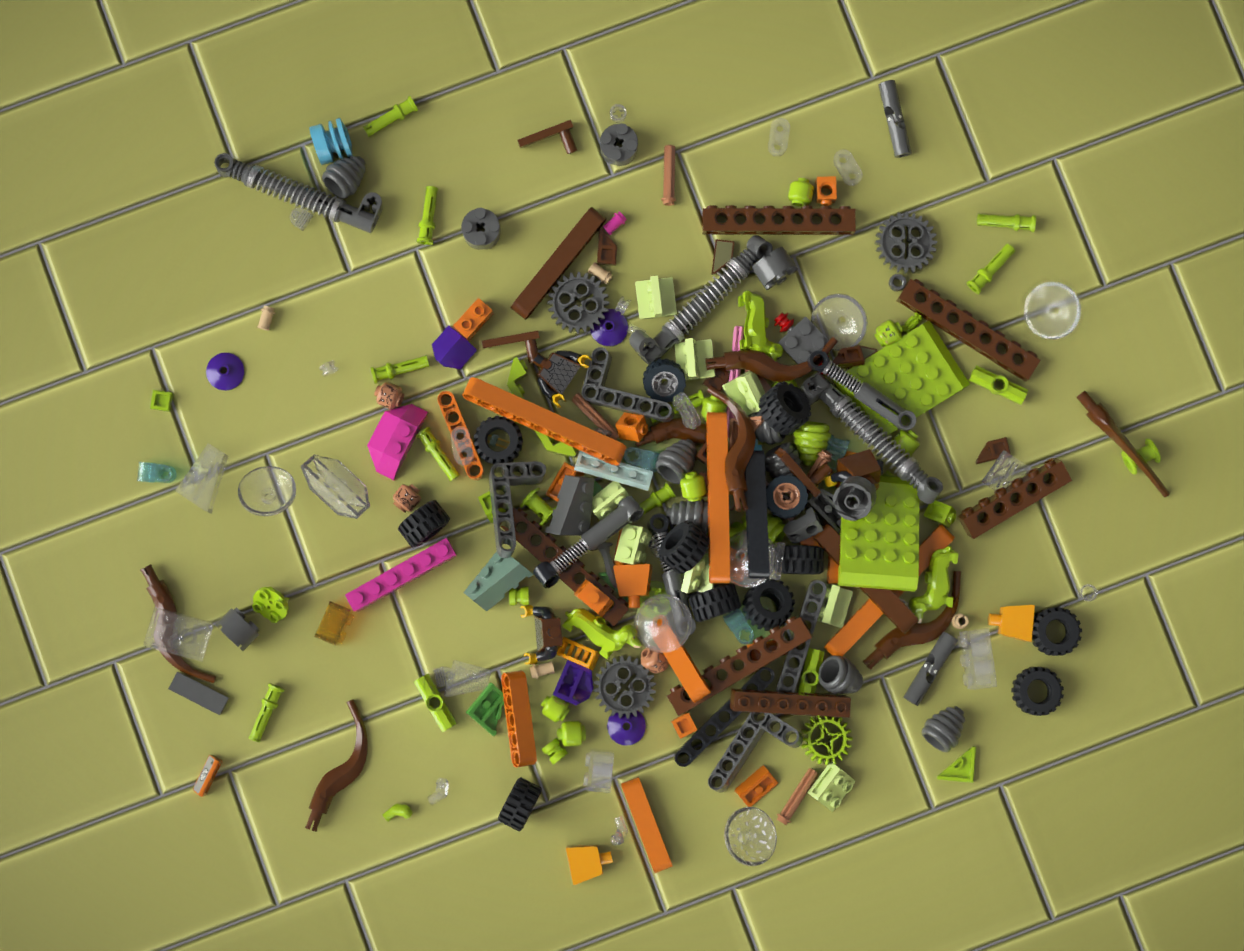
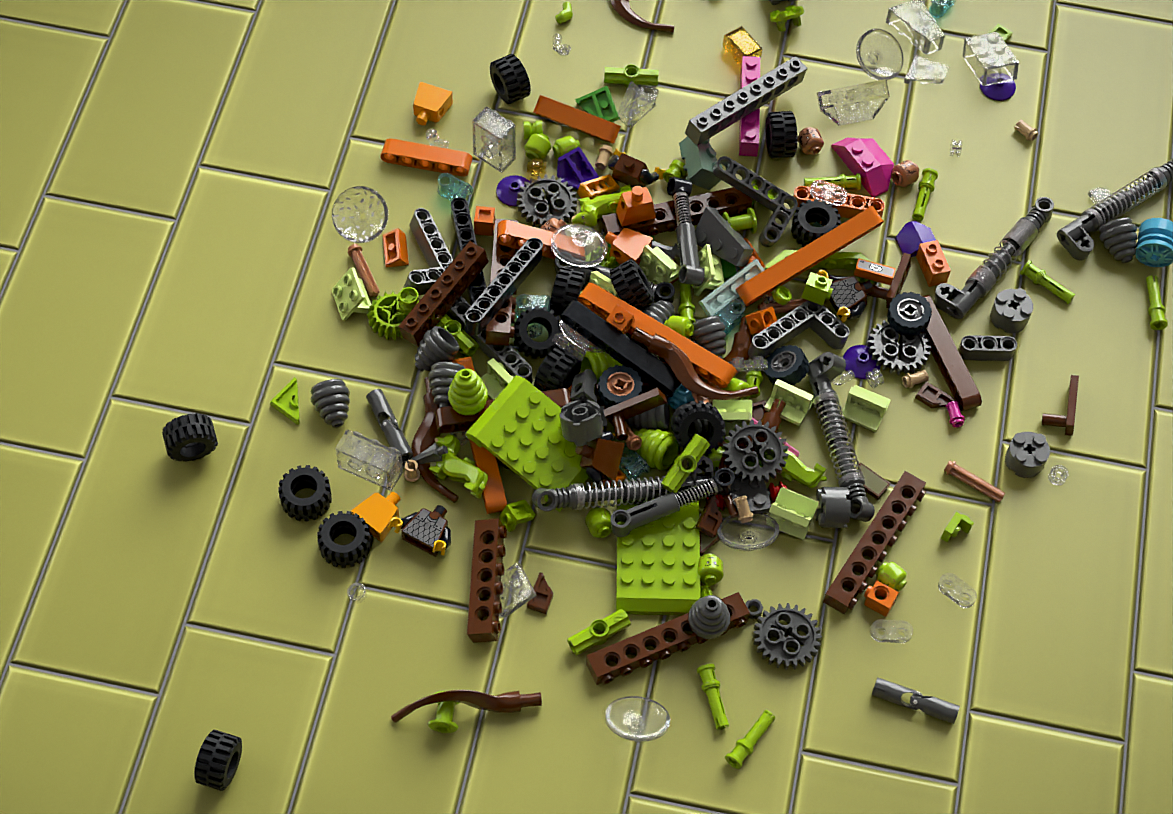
camera: 120 degrees right, 25 degrees down
(207, 389) = (990, 59): none -> clear brick
(250, 443) = (926, 71): none -> clear wing
(404, 261) = (981, 281): none -> dark grey piece
(415, 570) = (745, 101): none -> dark grey brick
(521, 360) = (874, 271): none -> slope
(533, 239) = (996, 344): none -> dark grey beam
(547, 318) = (899, 314): none -> black wheel
(574, 396) = (817, 289): none -> lime brick
(595, 720) = (536, 166): none -> clear yellow plate
(596, 423) = (781, 295): none -> lime tile
(665, 774) = (452, 187): none -> clear light blue piece
(727, 168) = (957, 523): none -> lime bracket
(736, 528) = (621, 319): none -> orange brick
(748, 656) = (503, 286): none -> black beam
(787, 363) = (772, 446): none -> dark grey gear
(798, 296) = (793, 512): none -> yellowish green bracket
(814, 728) = (408, 299): none -> lime wheel
(827, 332) = (743, 509): none -> tan pin
(827, 397) = (677, 474): none -> lime piece
(873, 641) = (440, 380): none -> dark grey piece
(882, 602) = (467, 392): none -> lime piece
(938, 308) = (709, 617): none -> dark grey piece
(941, 612) = (431, 454): none -> dark grey piece
(1003, 573) = (425, 530): none -> torso
(1058, 816) = (189, 437): none -> black tyre

